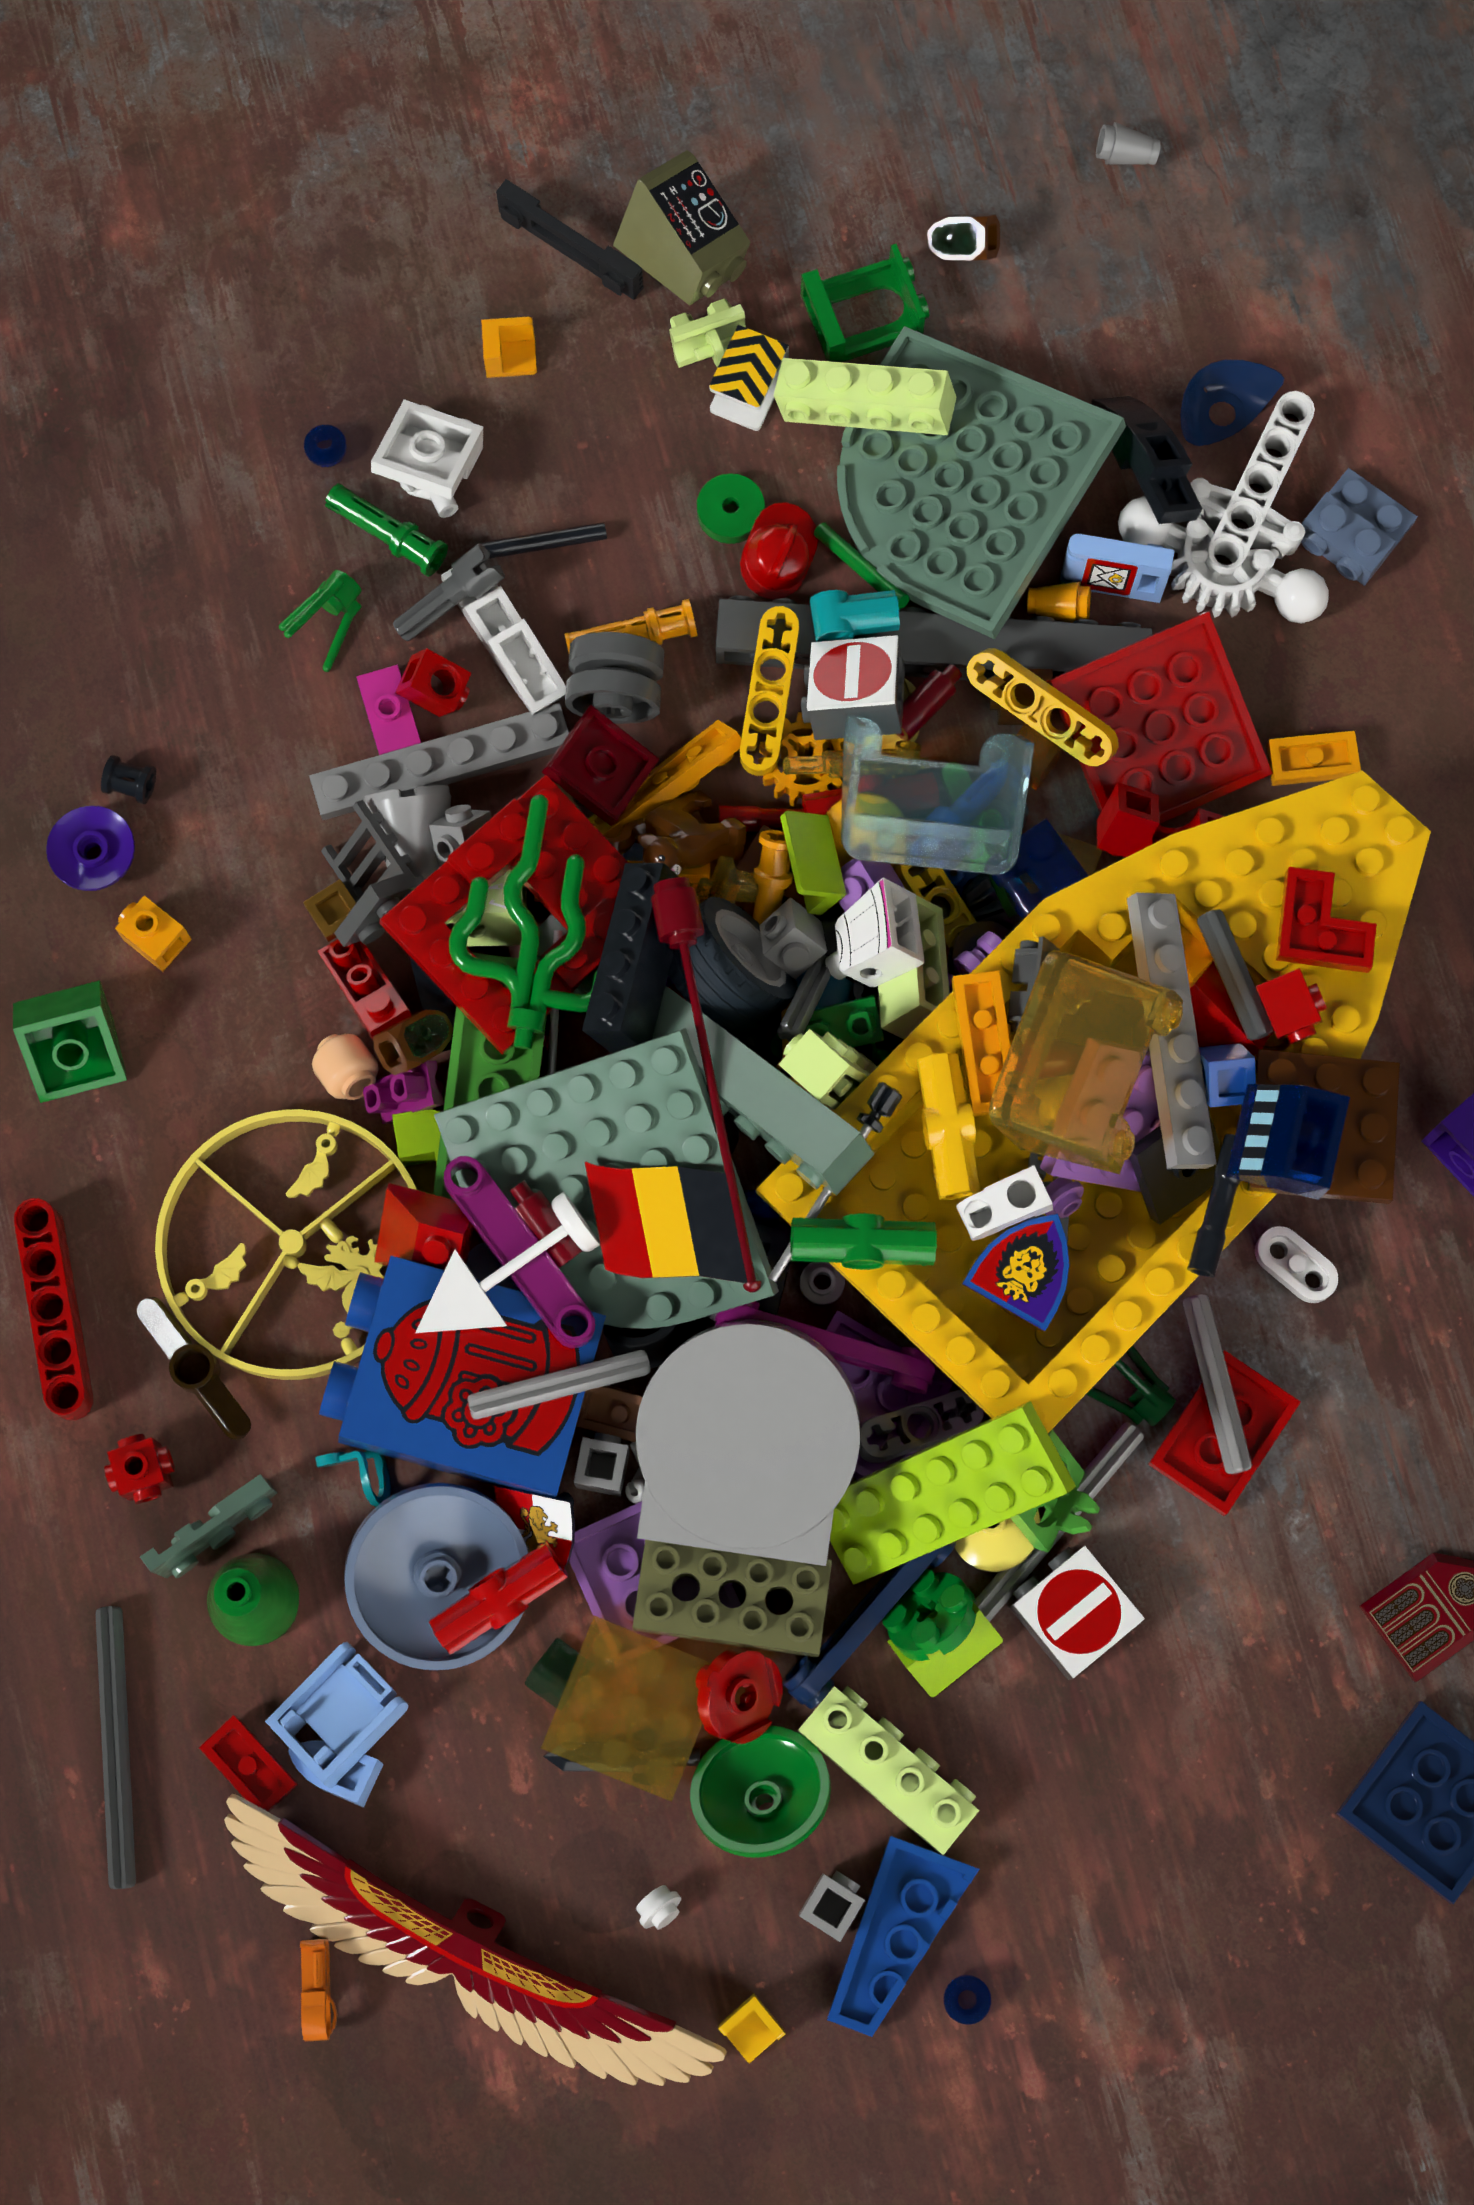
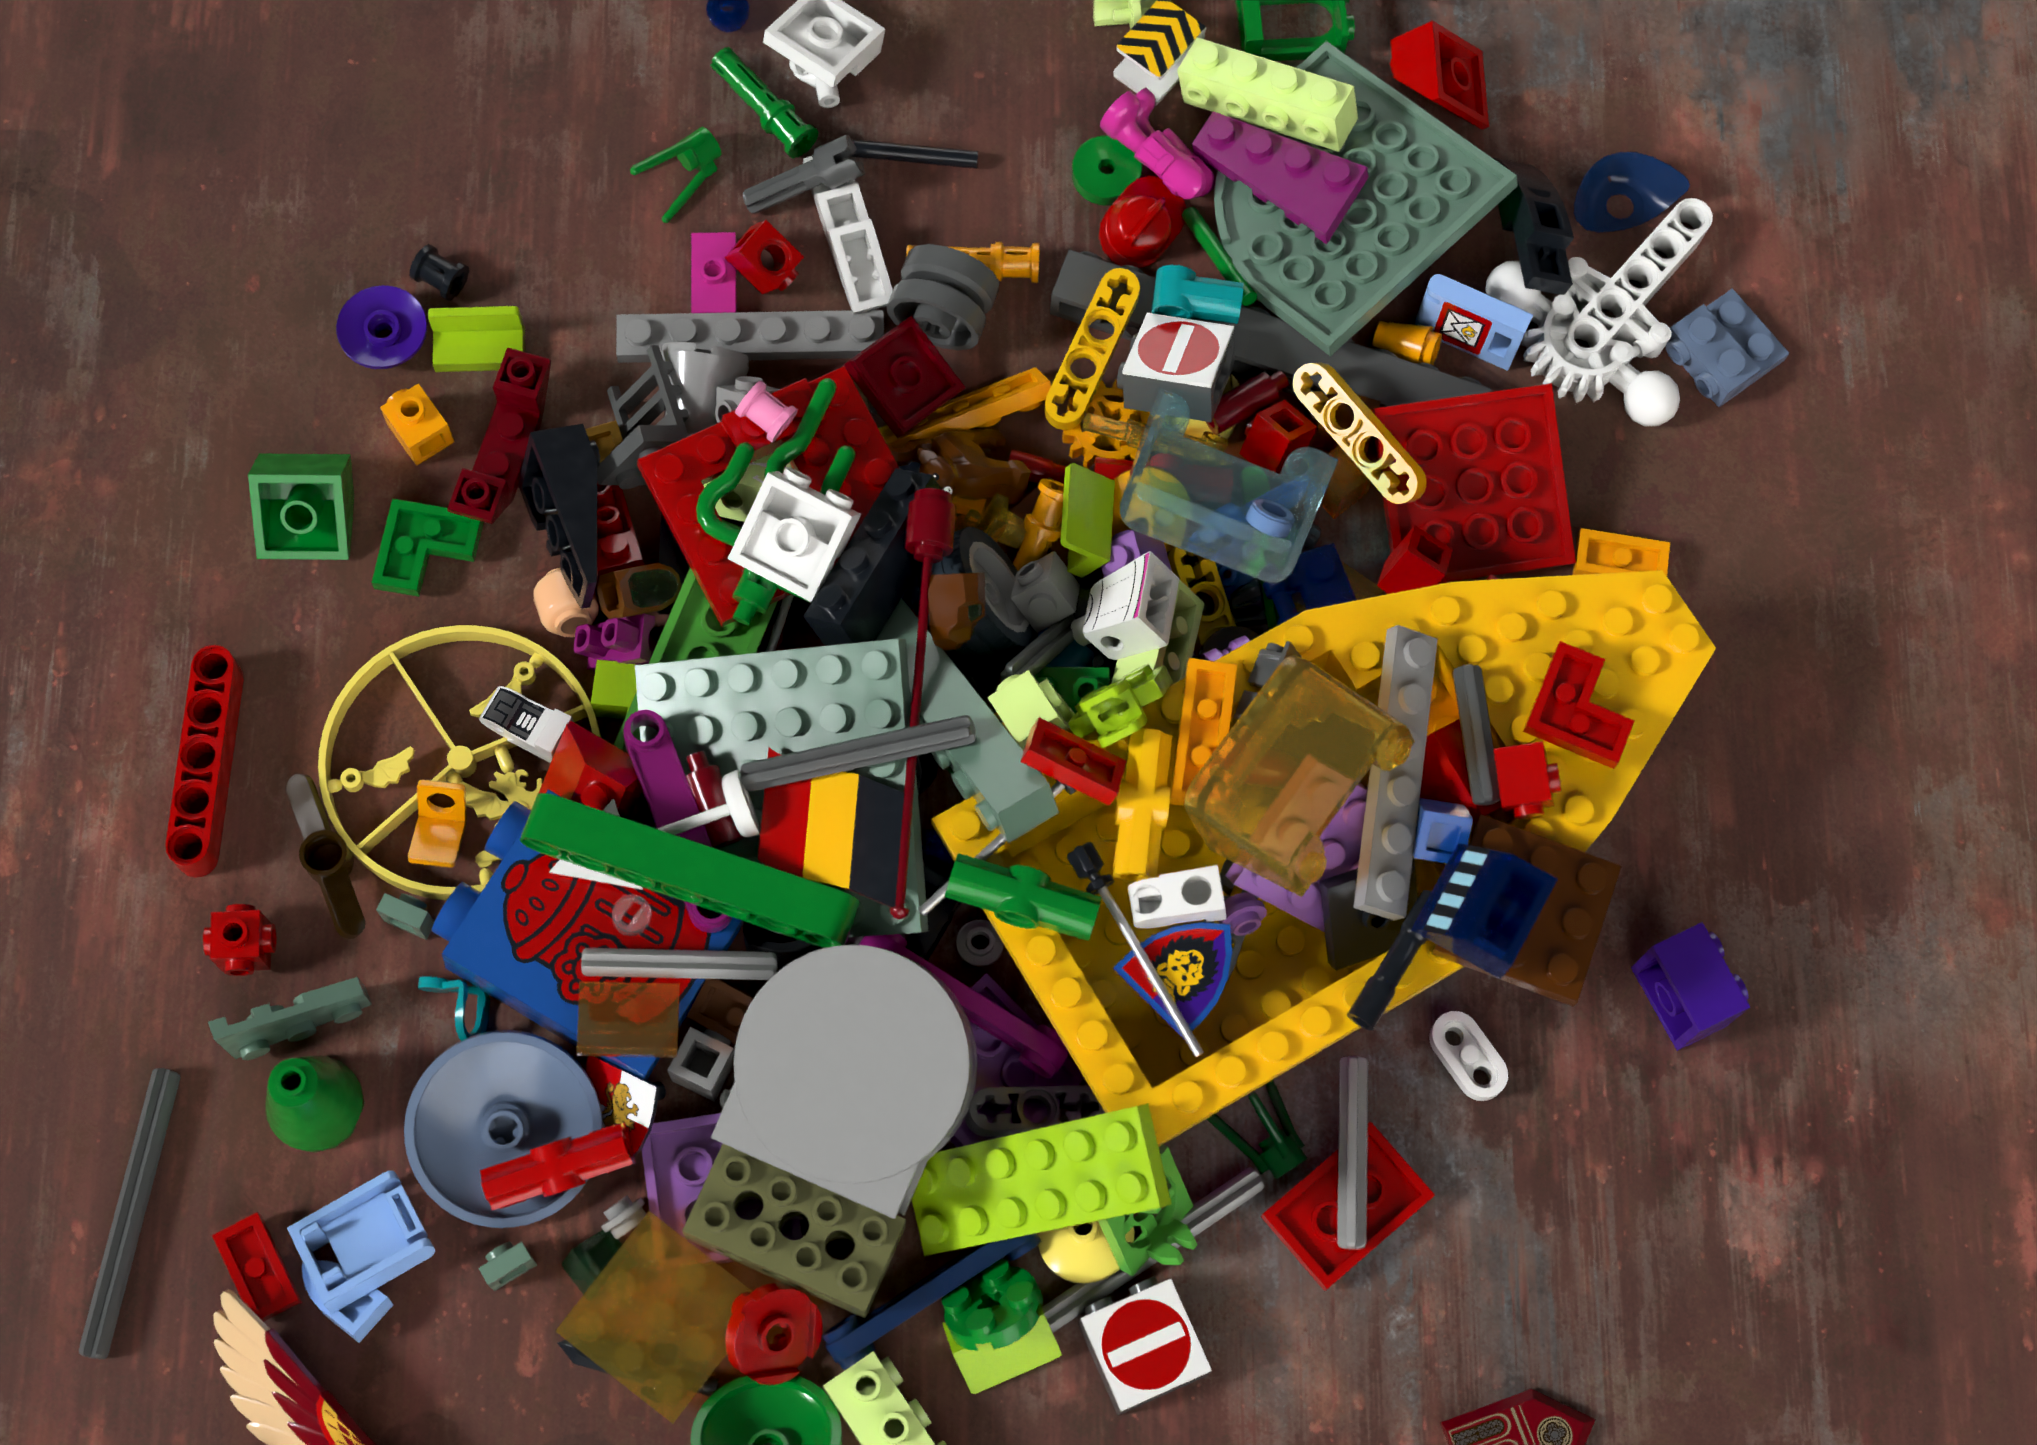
camera: 10 degrees right, 5 degrees down
(183, 1038) = (415, 533): none -> green plate
(185, 835) = (474, 337): none -> lime panel
(243, 926) = (498, 466): none -> dark red slope
(286, 1401) = (407, 914): none -> sand green plate
(290, 1313) = (438, 829): none -> light orange bracket
(314, 968) = (561, 498): none -> black wedge
(345, 1193) = (525, 722): none -> leg
(476, 1698) = (506, 1264): none -> sand green plate
(489, 842) = (766, 411): none -> bright pink bush
(512, 1353) = (640, 920): none -> clear hinge
(528, 1449) = (628, 1019): none -> clear orange plate
(547, 1299) = (689, 871): none -> green beam
(551, 953) = (794, 533): none -> white plate
(570, 1625) = (623, 1216): none -> light grey plate
(672, 1147) = (858, 753): none -> dark grey axle
(721, 982) = (955, 607): none -> reddish brown rock
(777, 478) = (1159, 151): none -> dark pink piece
(876, 1104) = (1074, 761): none -> red plate
(900, 1039) = (1117, 708): none -> lime plate
(913, 1194) = (1087, 864): none -> flat silver piece
(917, 472) = (1295, 177): none -> magenta wing
(964, 729) = (1275, 435): none -> red brick
(984, 813) = (1270, 518): none -> medium blue tile
(1022, 327) = (1443, 70): none -> red slope

